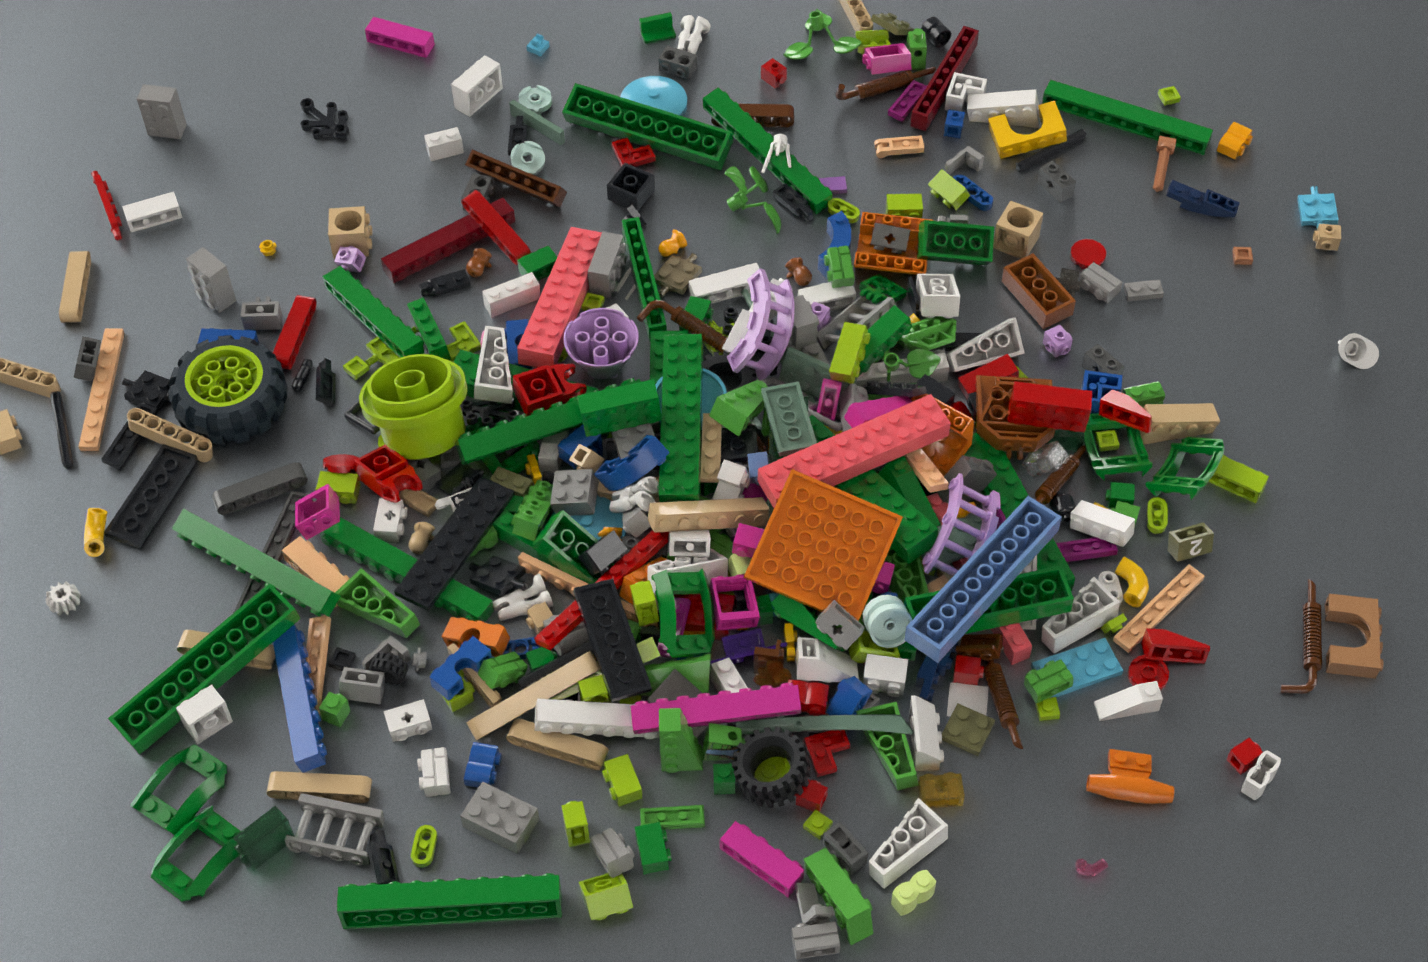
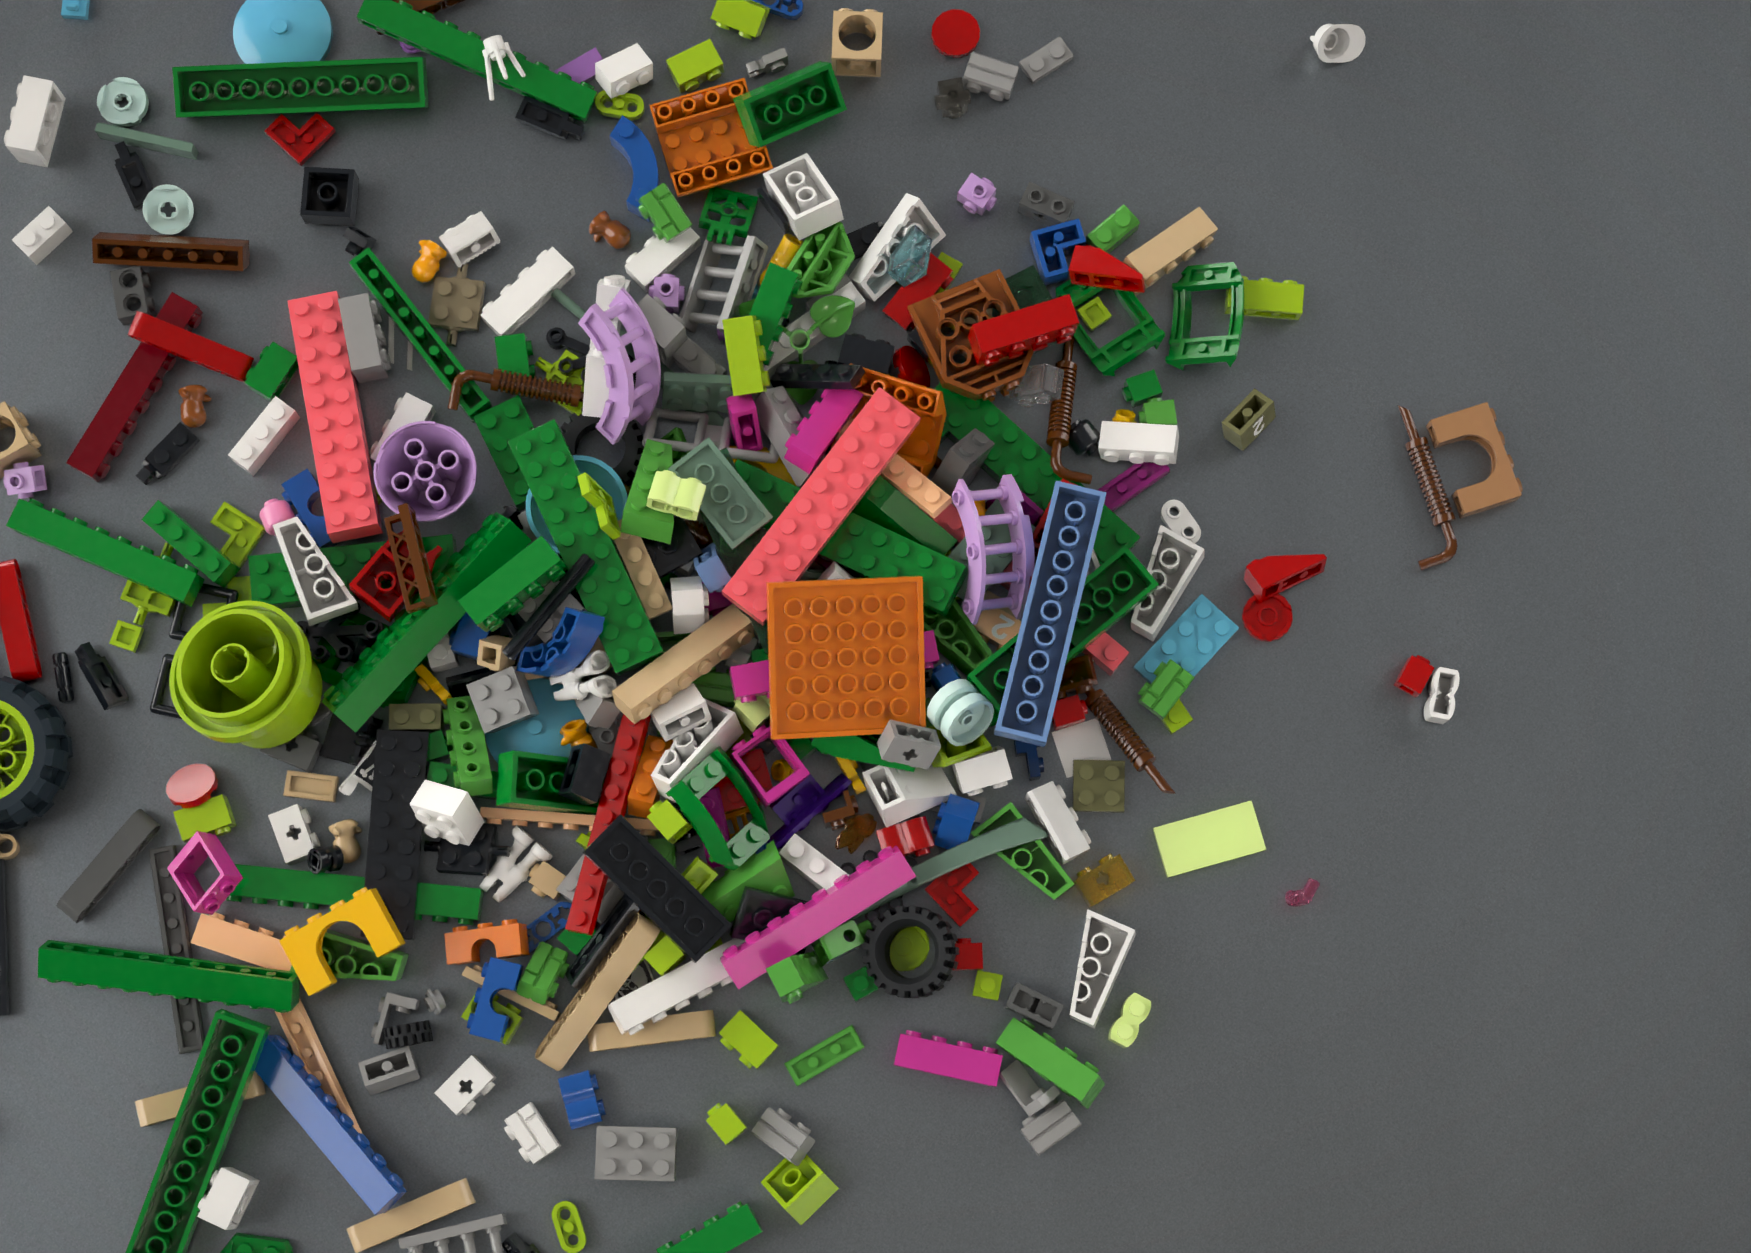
camera: 30 degrees left, 25 degrees up
(334, 709) = (373, 1112): bright green brick -> none
(341, 658) = (342, 1042): black tile -> none
(356, 574) = (304, 944): none -> yellow arch
(387, 473) = (258, 778): red brick -> none
(399, 538) = (325, 859): none -> black wheel
(497, 540) = (446, 813): none -> white brick
(566, 376) = (416, 558): none -> reddish brown fence
(592, 301) = (373, 399): lime plate -> none
(635, 435) = (548, 607): none -> black axle
(651, 847) = (822, 1105): green brick -> none
(705, 241) = (469, 239): none -> white brick
(706, 397) = (603, 504): none -> lime tile
(739, 199) = (480, 150): bright green plant -> none
(757, 400) = (676, 495): none -> yellowish green brick
(856, 191) = (624, 71): none -> white brick
(900, 235) = (692, 127): dark grey brick -> none
(992, 350) = (910, 257): none -> clear light blue slope
(1035, 799) = (1209, 839): none -> yellowish green tile
(1038, 291) = (921, 127): dark orange brick -> none
(1115, 624) = (1206, 571): lime plate -> none
(1130, 701) = (1261, 667): white slope -> none
(1130, 780) = (1301, 766): orange plate -> none
(1137, 582) = (1207, 499): yellow cylinder -> none
(1157, 517) = (1196, 396): lime plate -> none
(1158, 608) = (1246, 524): light nougat plate -> none

